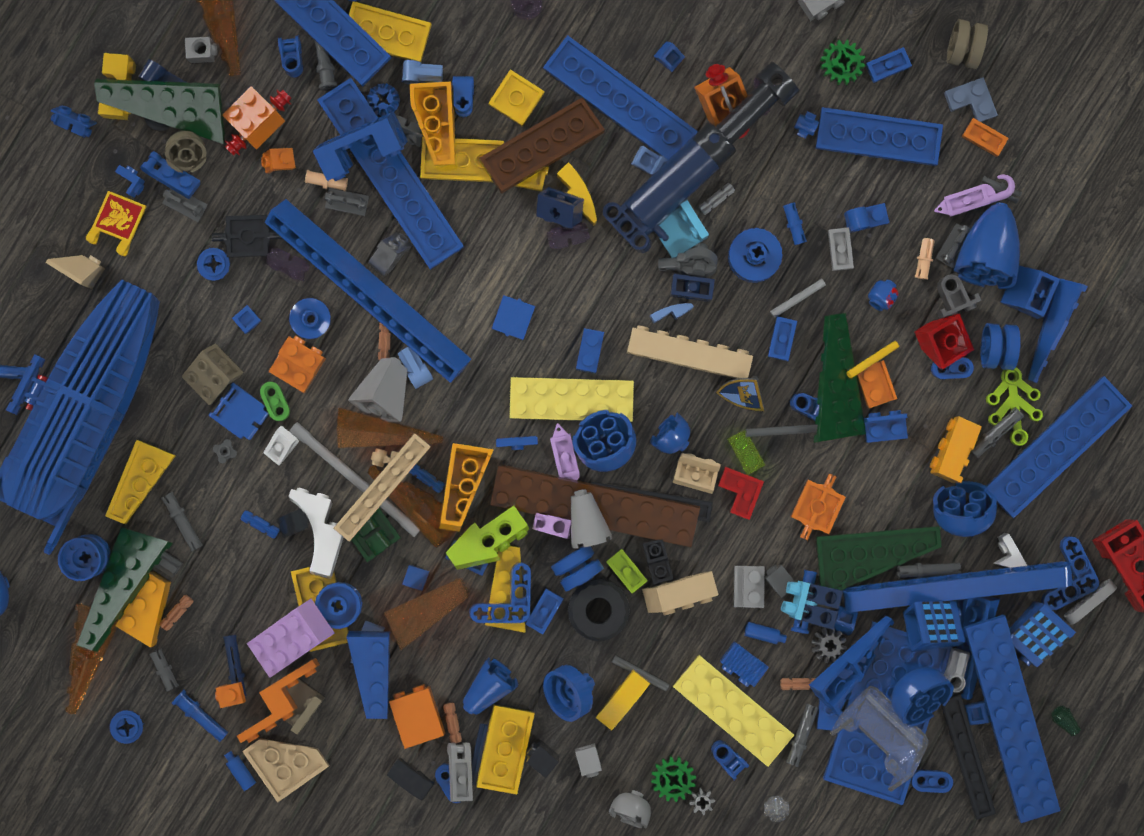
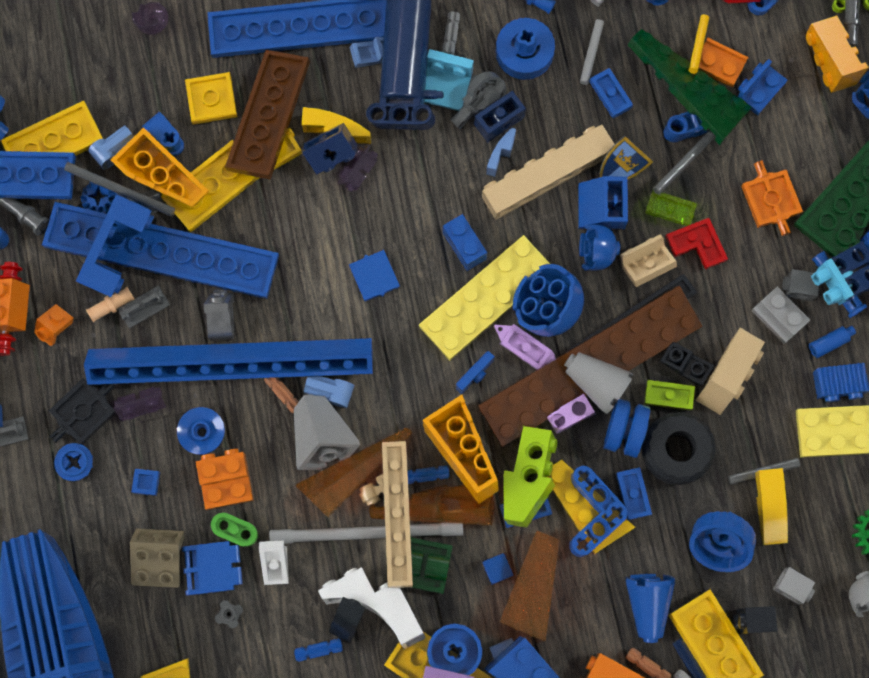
camera: 40 degrees left, 10 degrees down
(398, 109) = (120, 189): none -> dark grey piece
(703, 408) = (603, 202): none -> blue slope

